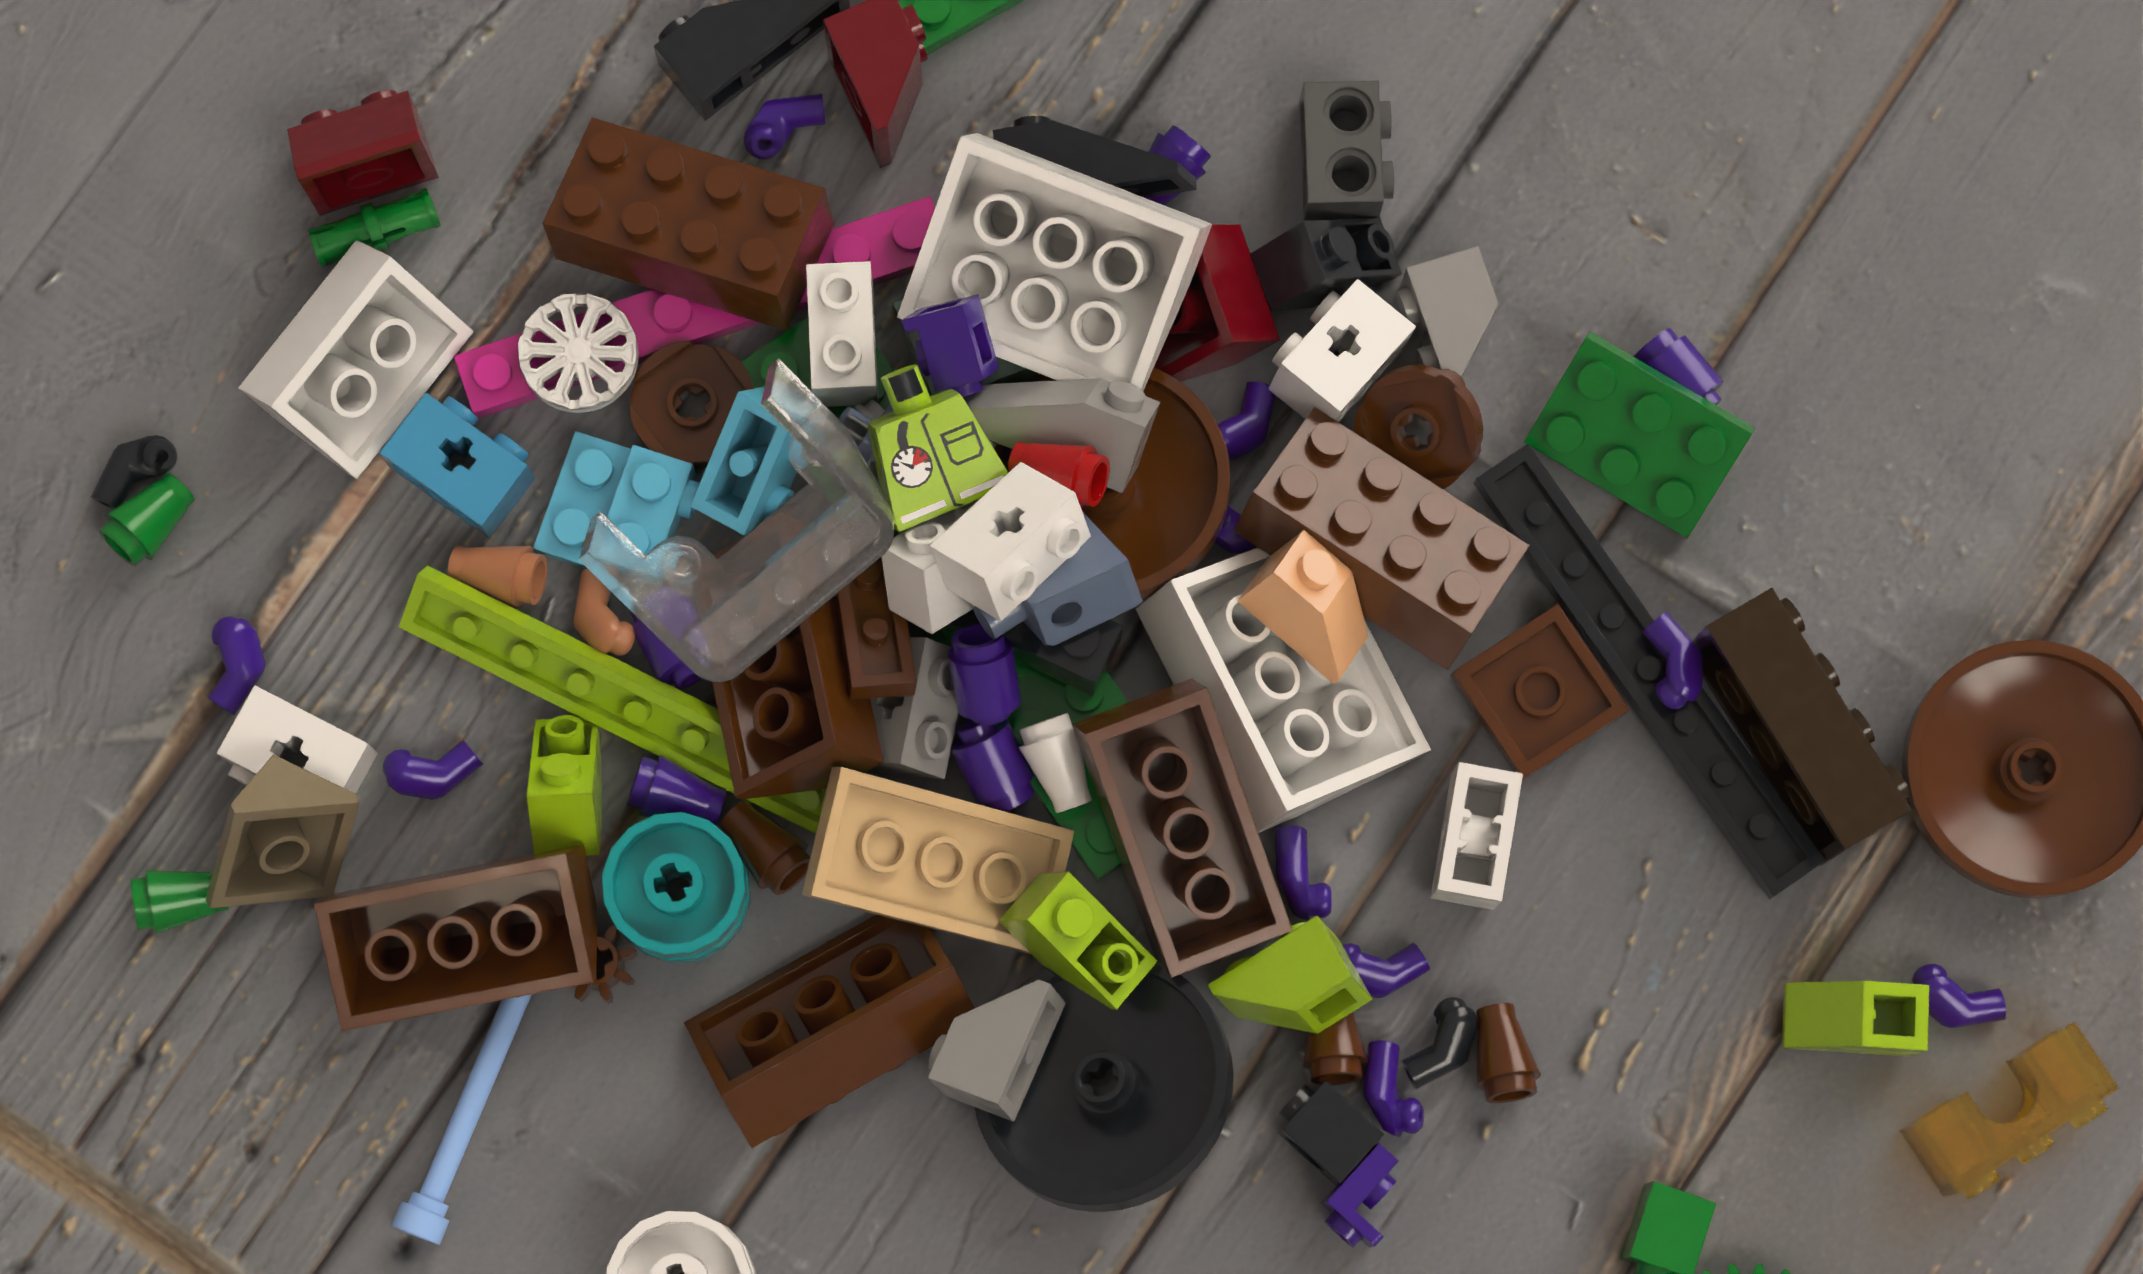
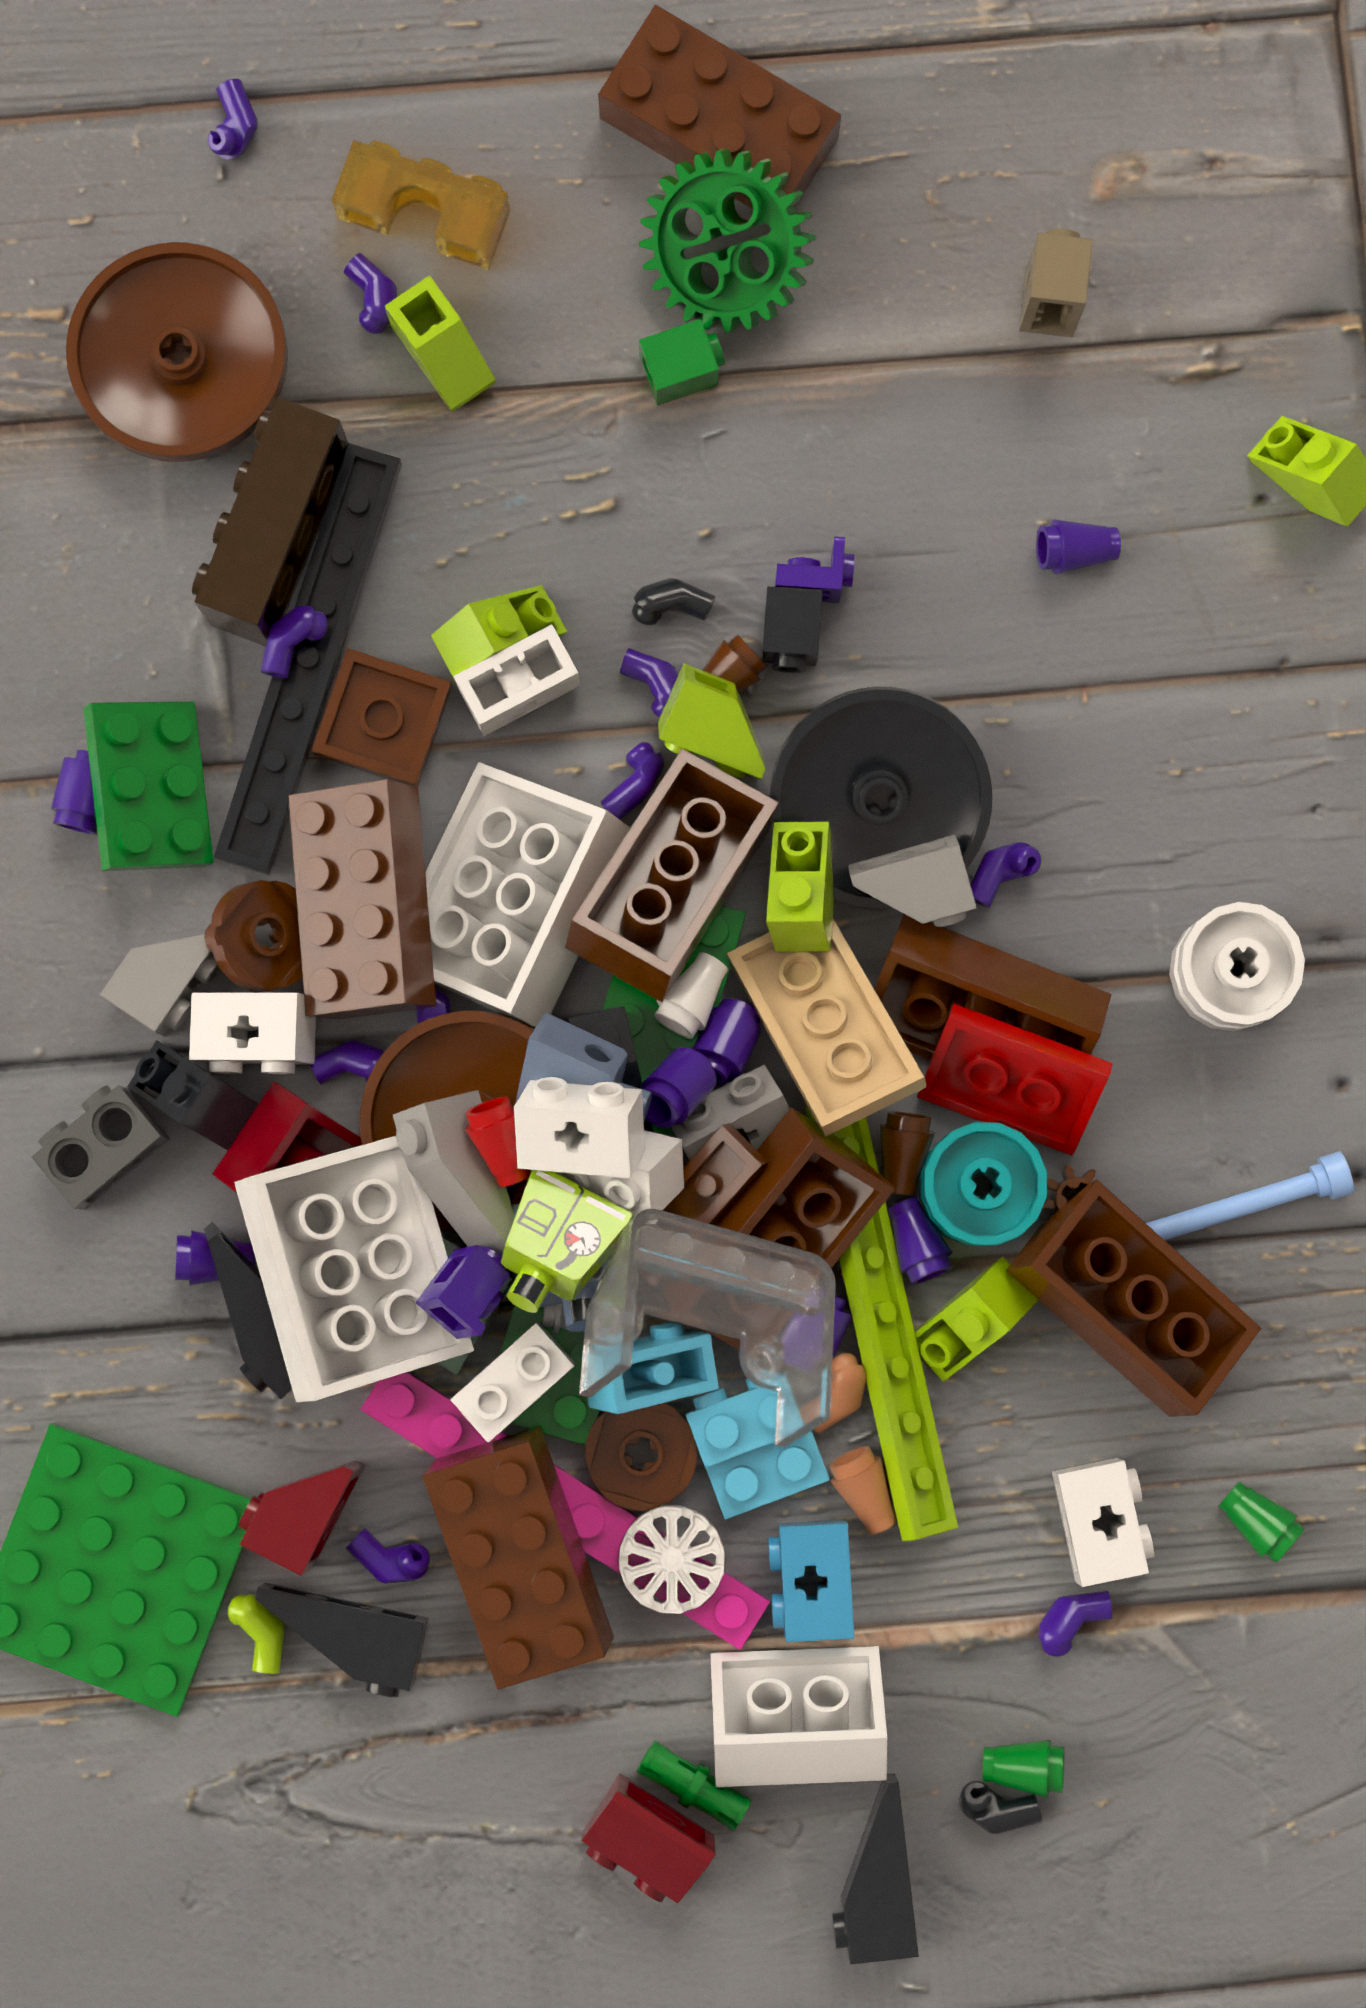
camera: 125 degrees left, 5 degrees up
(145, 302) = (877, 1892): none -> black slope
(282, 838) = (1167, 1477): dark tan slope -> none
(429, 777) = (1043, 1420): dark purple arm -> none
(746, 992) = (1014, 1079): none -> red plate
(953, 1149) = (1003, 865): none -> dark purple arm
(1309, 604) = (449, 912): light nougat slope -> none
(1382, 1095) = (737, 614): dark purple arm -> none
(1503, 1056) = (648, 555): reddish brown cone -> none
(1540, 860) = (494, 625): none -> lime slope

